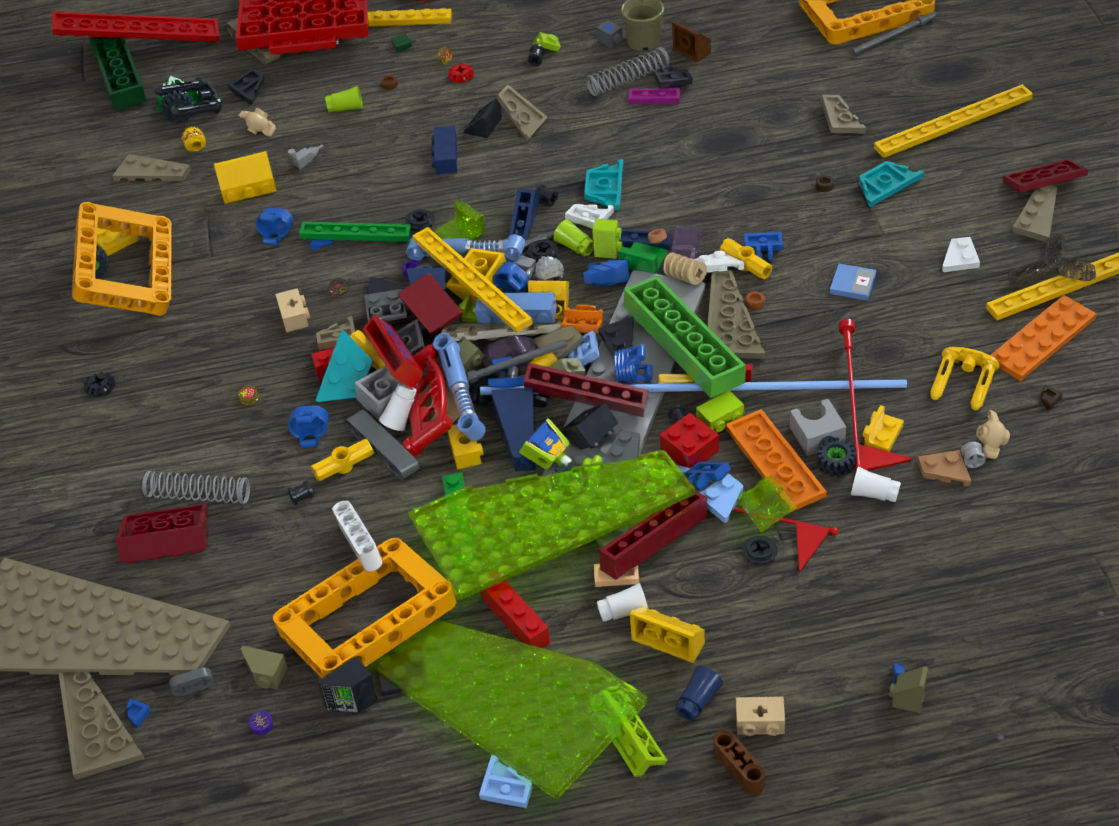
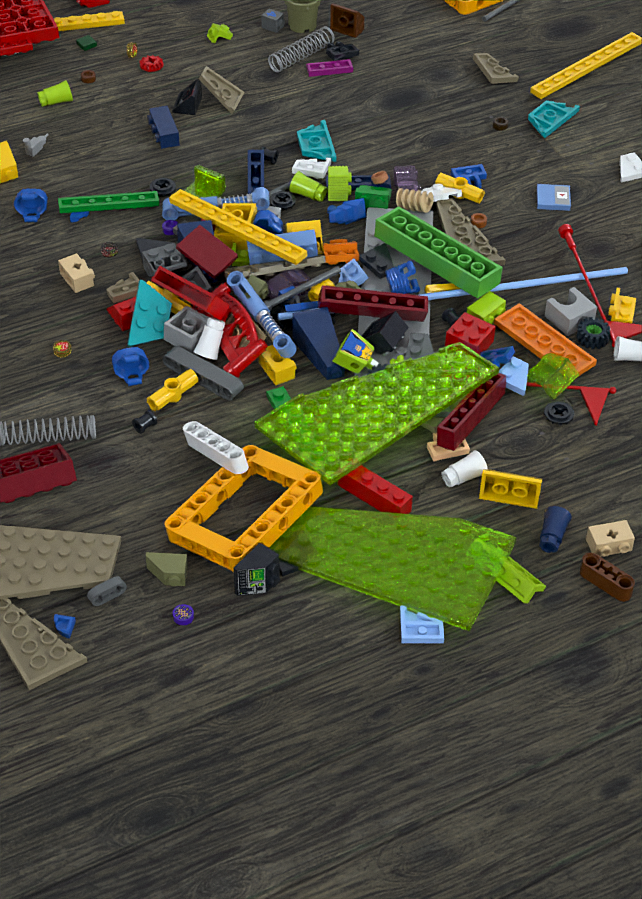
camera: 20 degrees left, 0 degrees up
(536, 54) = (215, 41): black bush -> none
(549, 269) = (296, 213): light grey piece -> none
(569, 333) = (328, 265): dark tan wing -> none

